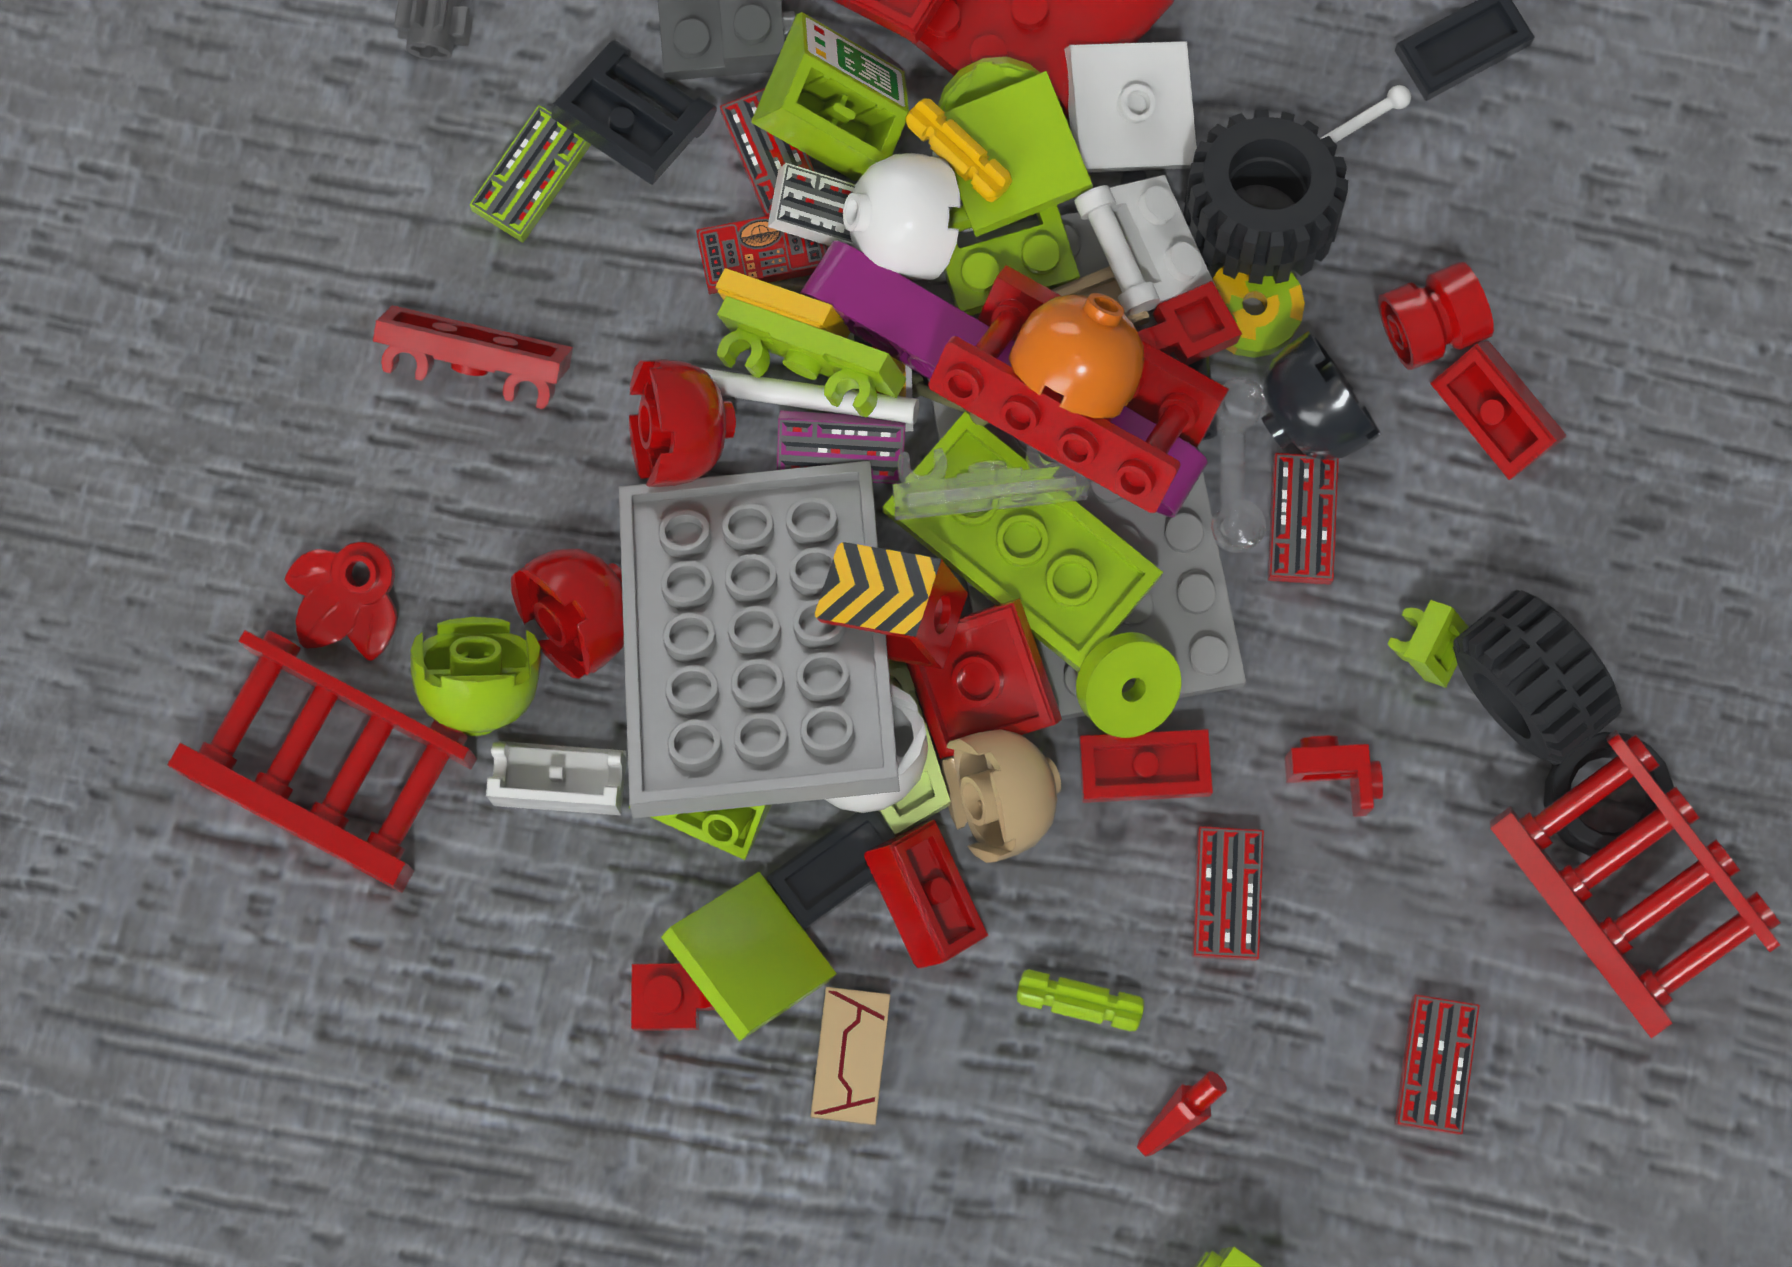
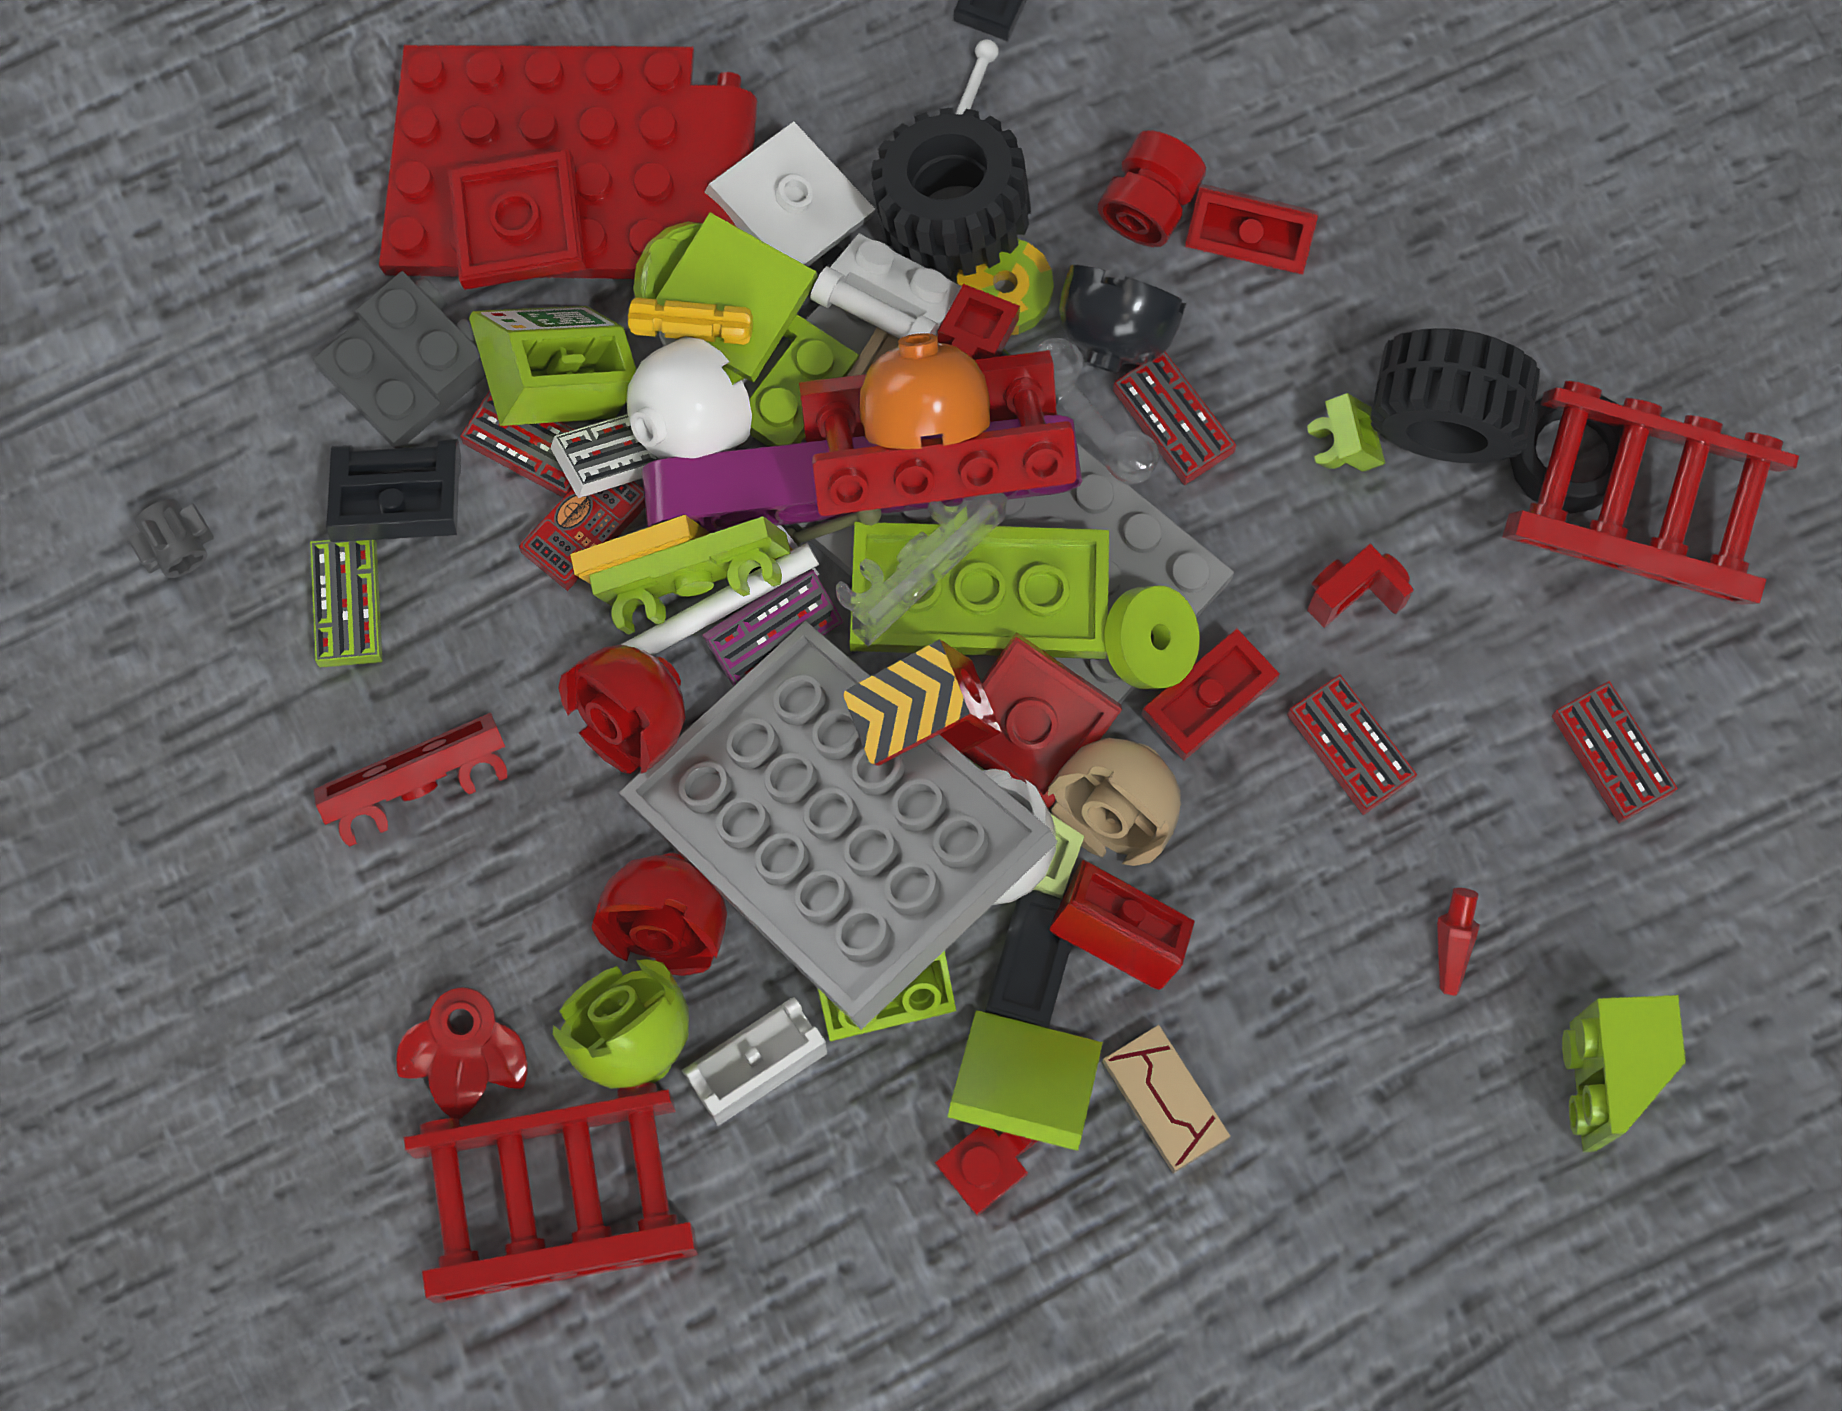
camera: 40 degrees left, 5 degrees down
(1080, 1000) = (1307, 914): lime axle -> none

